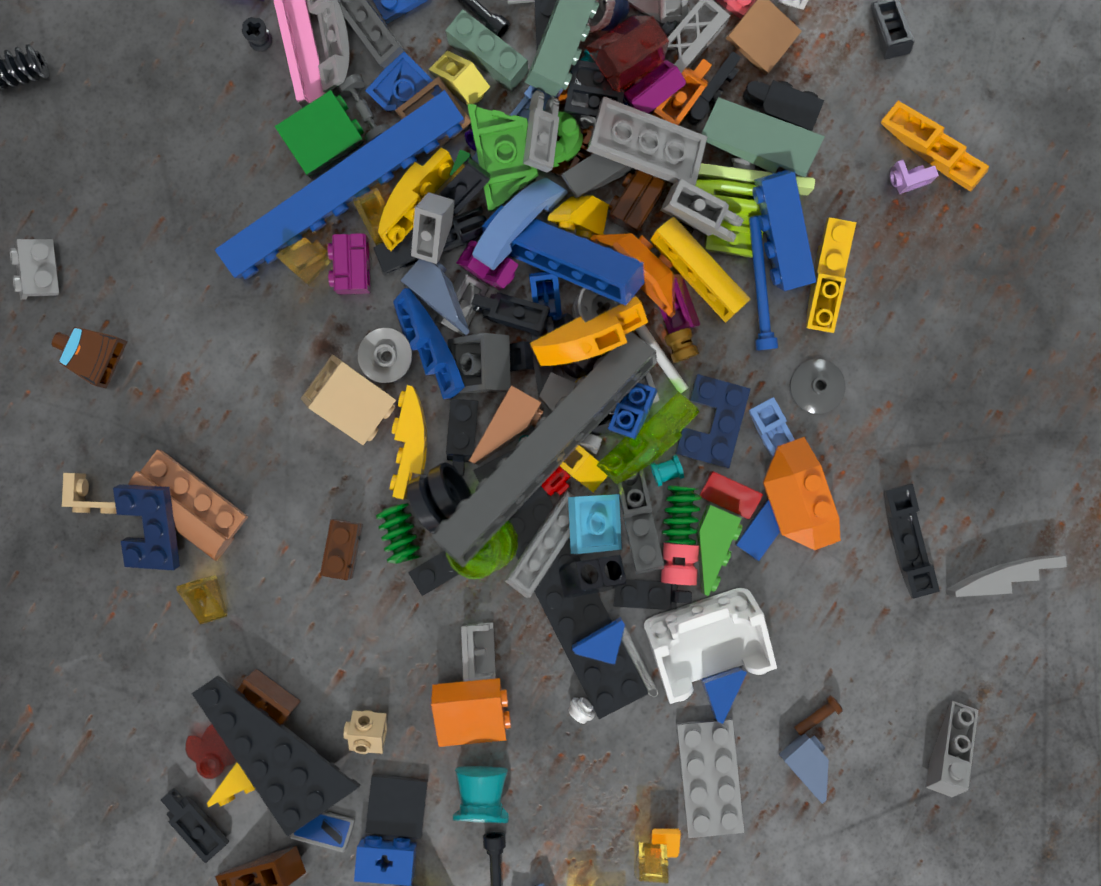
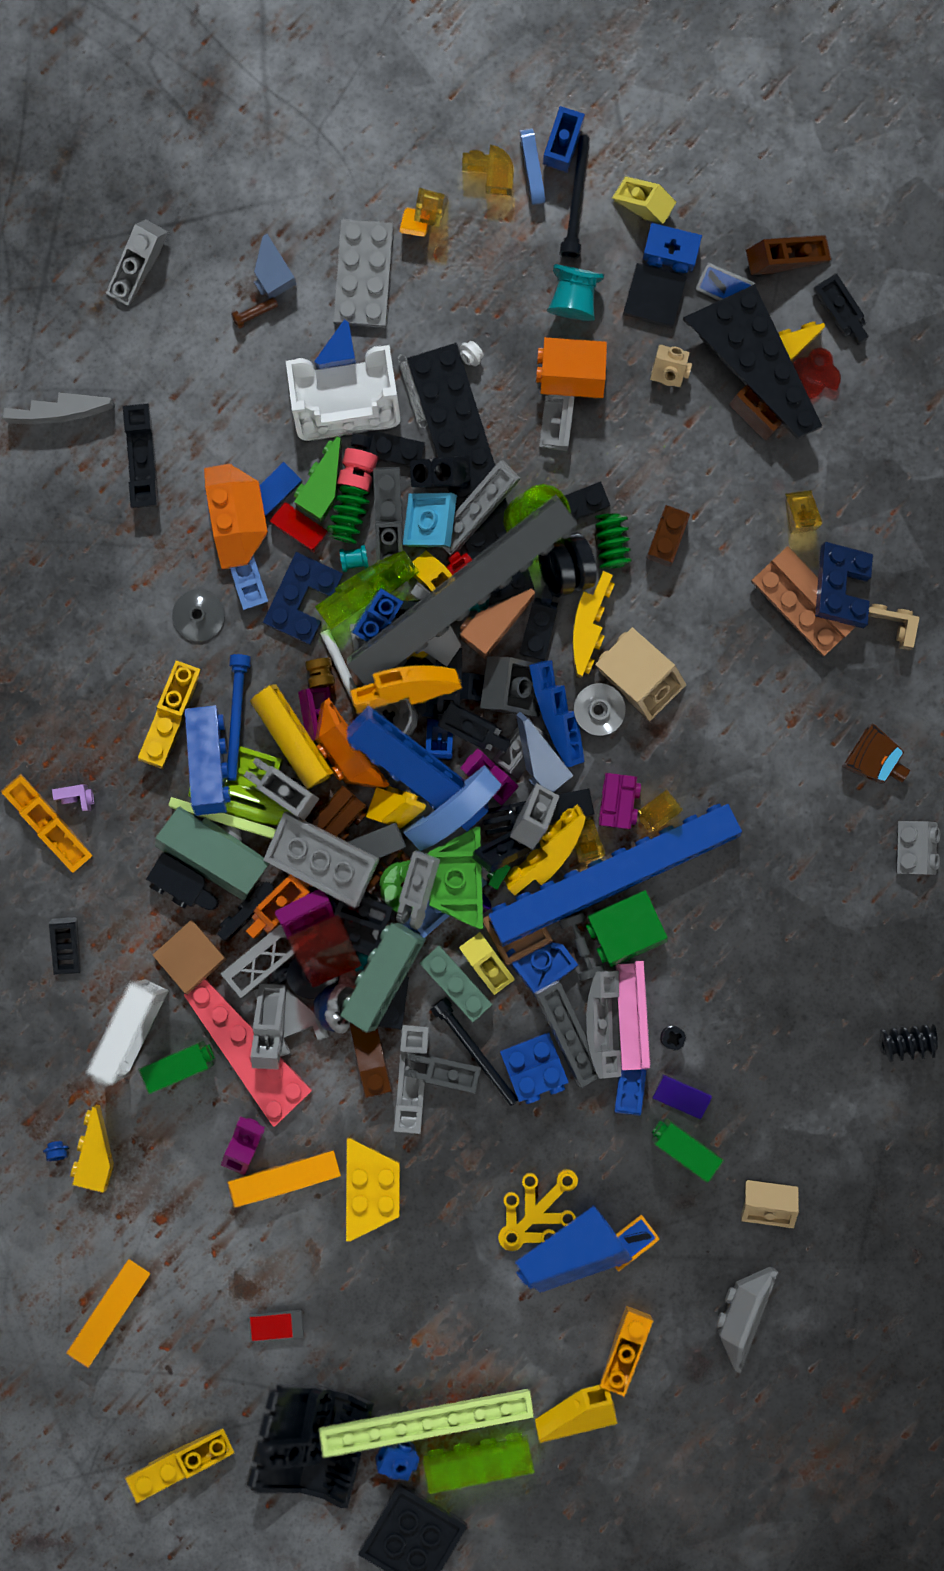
camera: 170 degrees left, 0 degrees up
(603, 643) = (441, 409): blue slope -> none

